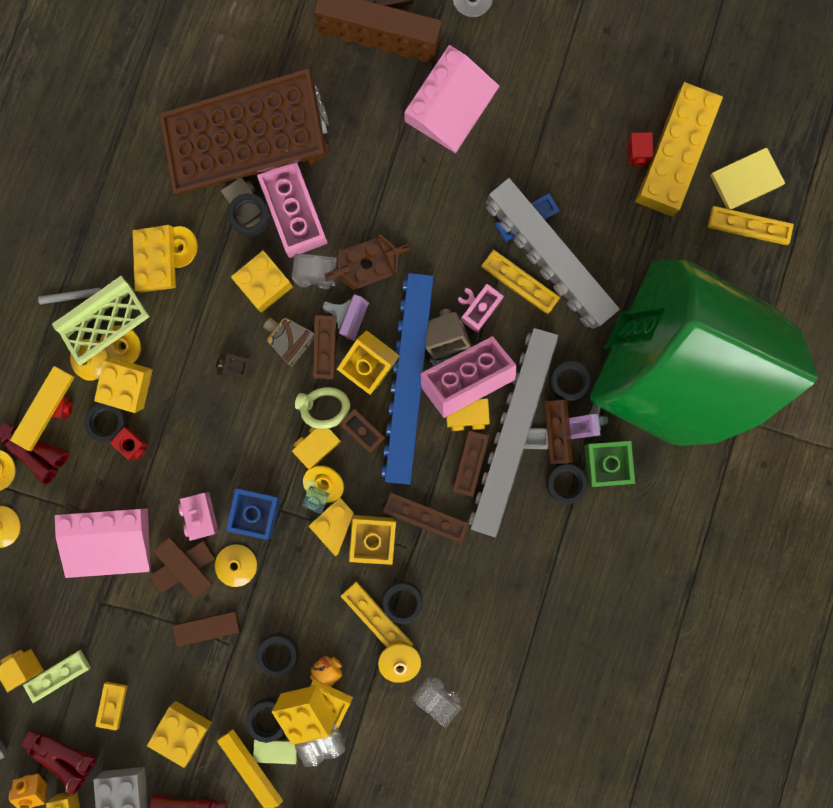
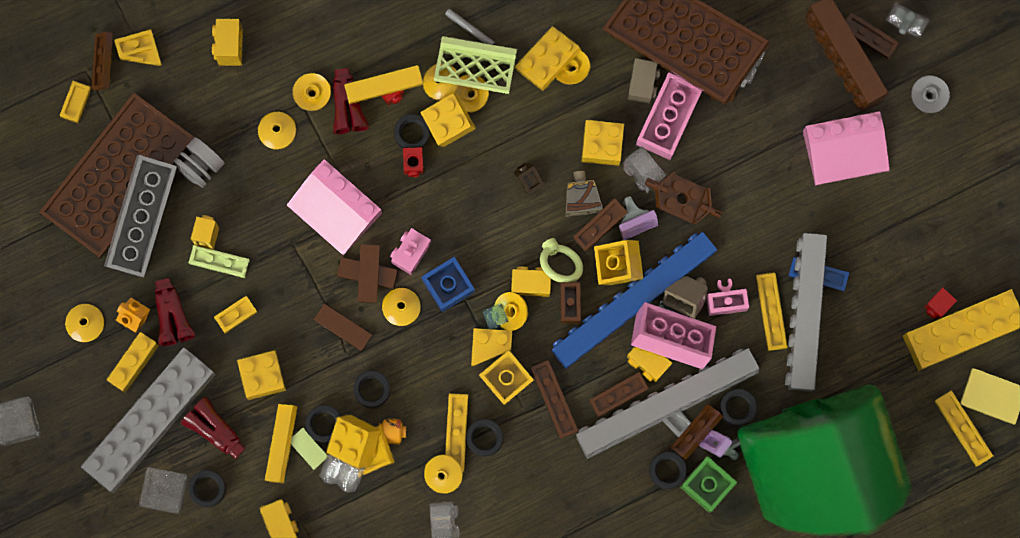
camera: 40 degrees right, 5 degrees down
(245, 199) = (637, 106): black tyre -> none

